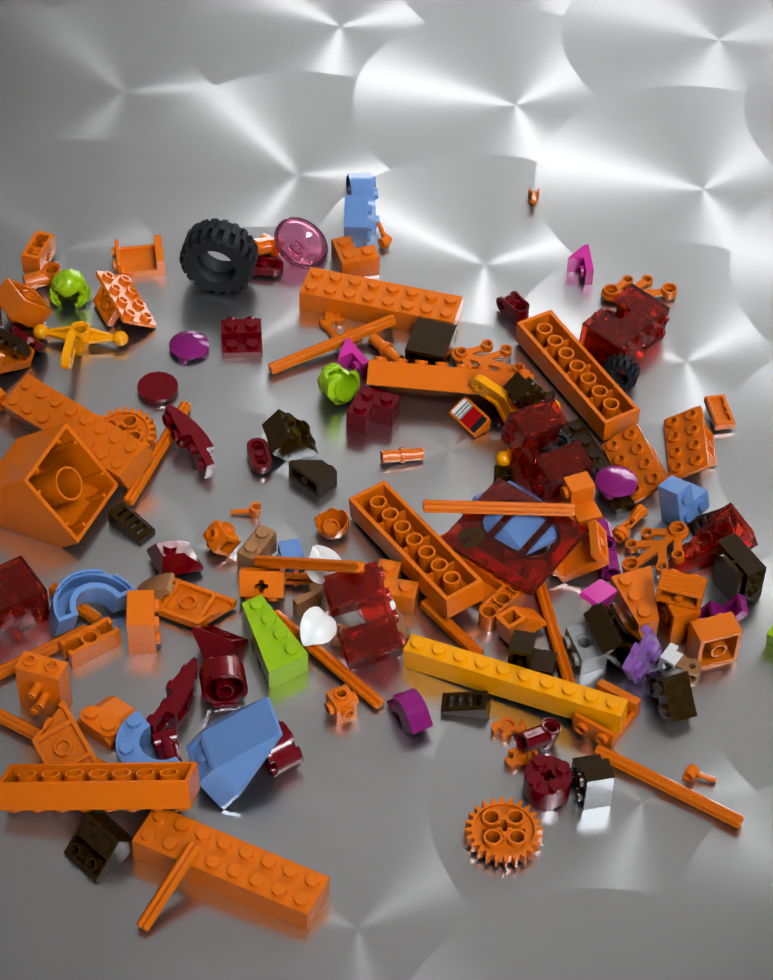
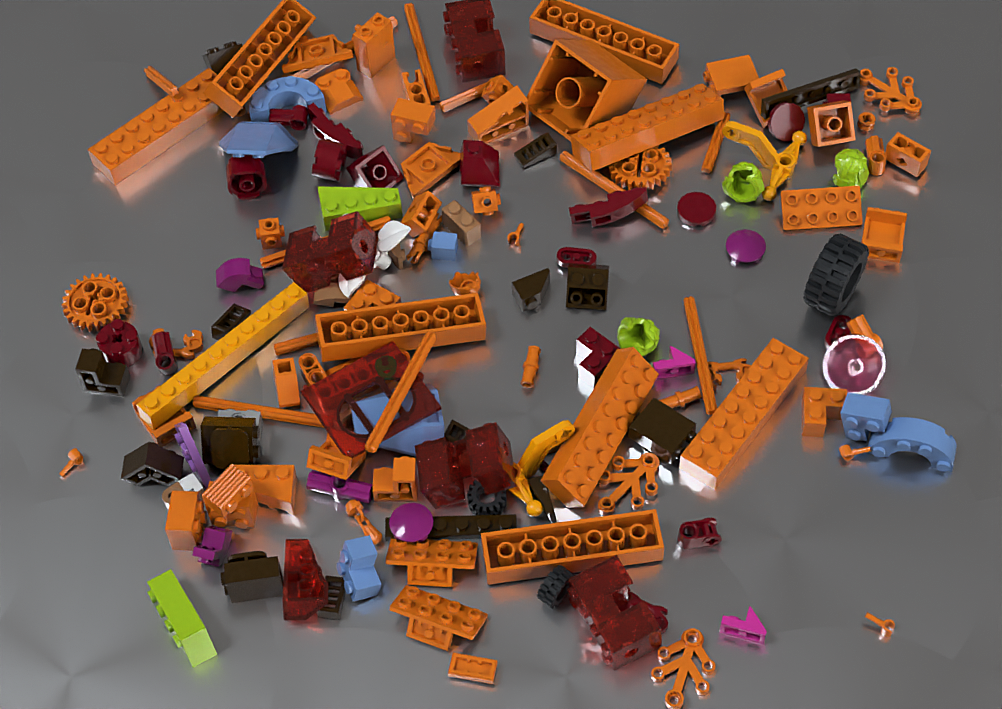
camera: 115 degrees right, 10 degrees up
(56, 566) = (495, 88): none -> orange brick
(82, 391) = (714, 145): none -> orange axle
(83, 588) = (464, 96): medium blue brick -> none
(95, 551) = (500, 117): none -> orange wedge
(117, 352) = (743, 182): none -> lime helmet
(161, 584) = (446, 141): medium nougat slope -> none
(241, 338) = (739, 288): dark red plate -> none
(313, 564) = (385, 215): orange axle -> none
(524, 391) = (528, 460): dark brown brick -> none
(524, 654) = (244, 374): dark brown brick -> none
(599, 592) = (275, 445): dark pink slope -> none
(670, 787) = (71, 436): orange axle -> none
(675, 532) = (320, 531): orange plant -> none

